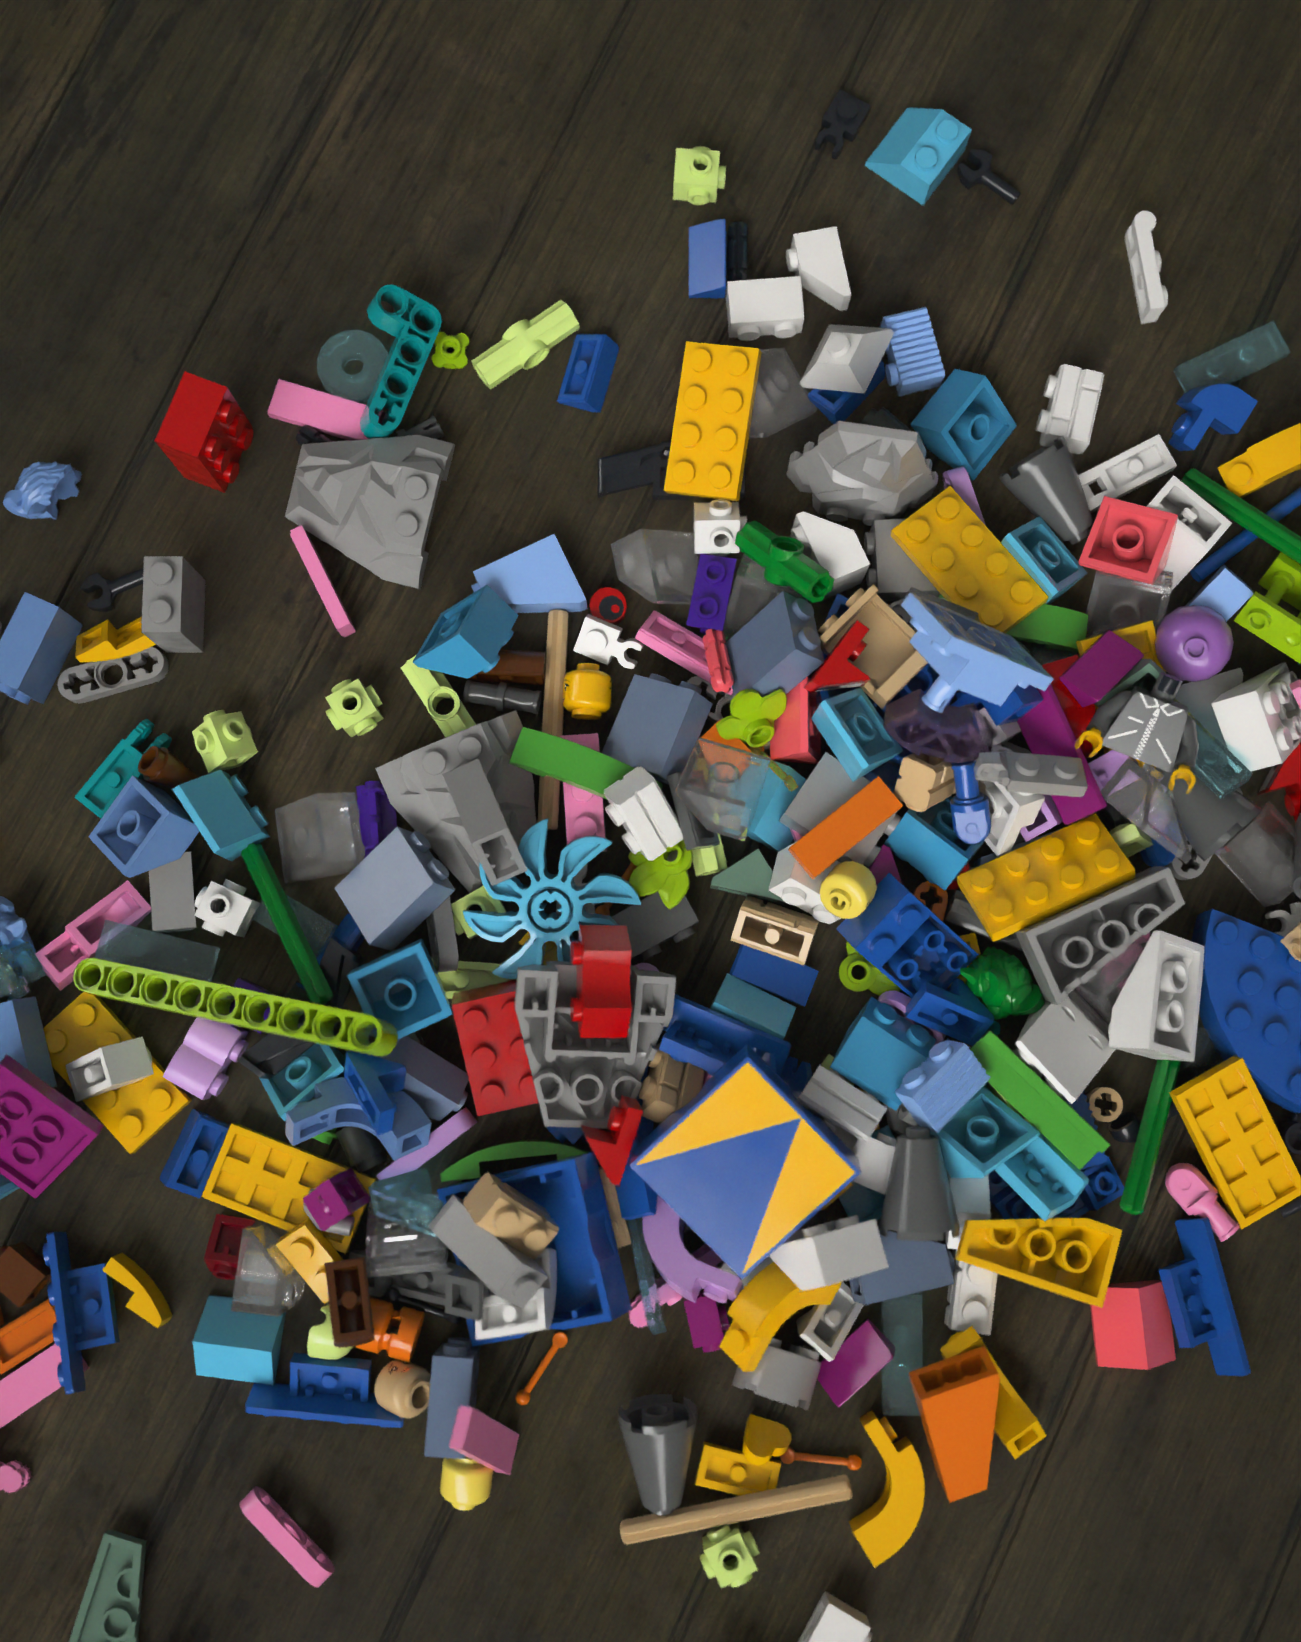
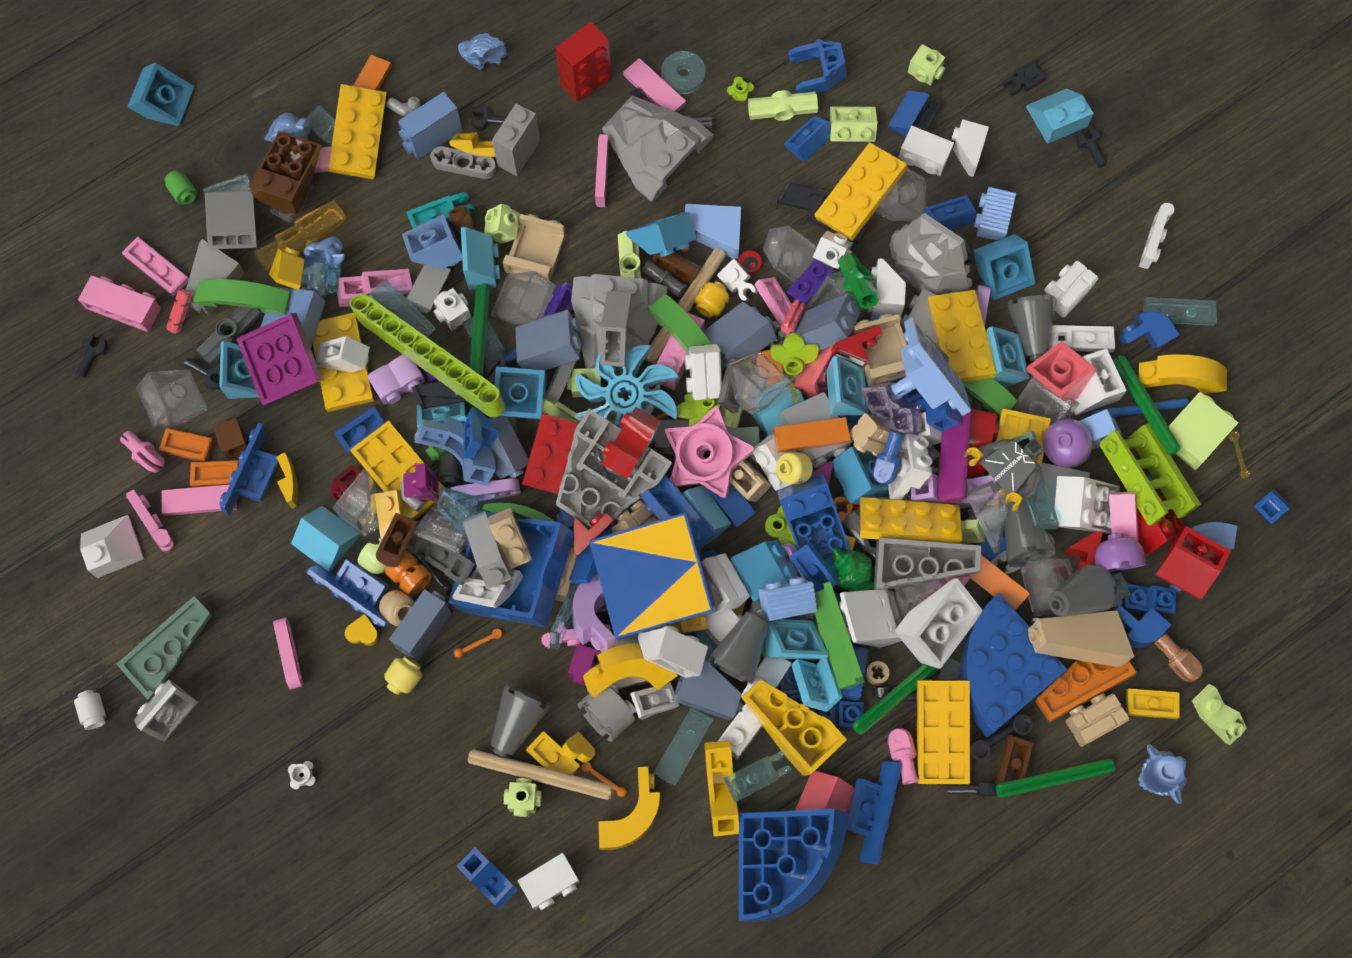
camera: 30 degrees right, 10 degrees down
(293, 750) = (535, 246): none -> tan panel
(361, 718) = (580, 242): yellowish green brick -> none
(371, 1445) = (361, 631): none -> yellow tile
(396, 368) = (705, 83): teal beam -> none
(484, 1440) = (425, 652): bright pink tile -> none
(560, 241) = (831, 60): none -> blue piece
(640, 318) = (853, 124): none -> yellowish green bracket
(703, 959) = (692, 443): none -> bright pink plate
(846, 358) = (955, 197): white slope -> none
(856, 1362) = (653, 733): magenta slope -> none
(958, 1417) = (693, 784): orange slope -> none
(1028, 1345) = (754, 777): none -> clear light blue hinge
(1033, 773) = (930, 454): light grey hinge -> none
(1100, 668) = (1004, 425): magenta slope -> none
(1131, 1442) = (785, 859): none -> blue brick
(1205, 889) = (996, 581): none -> orange tile

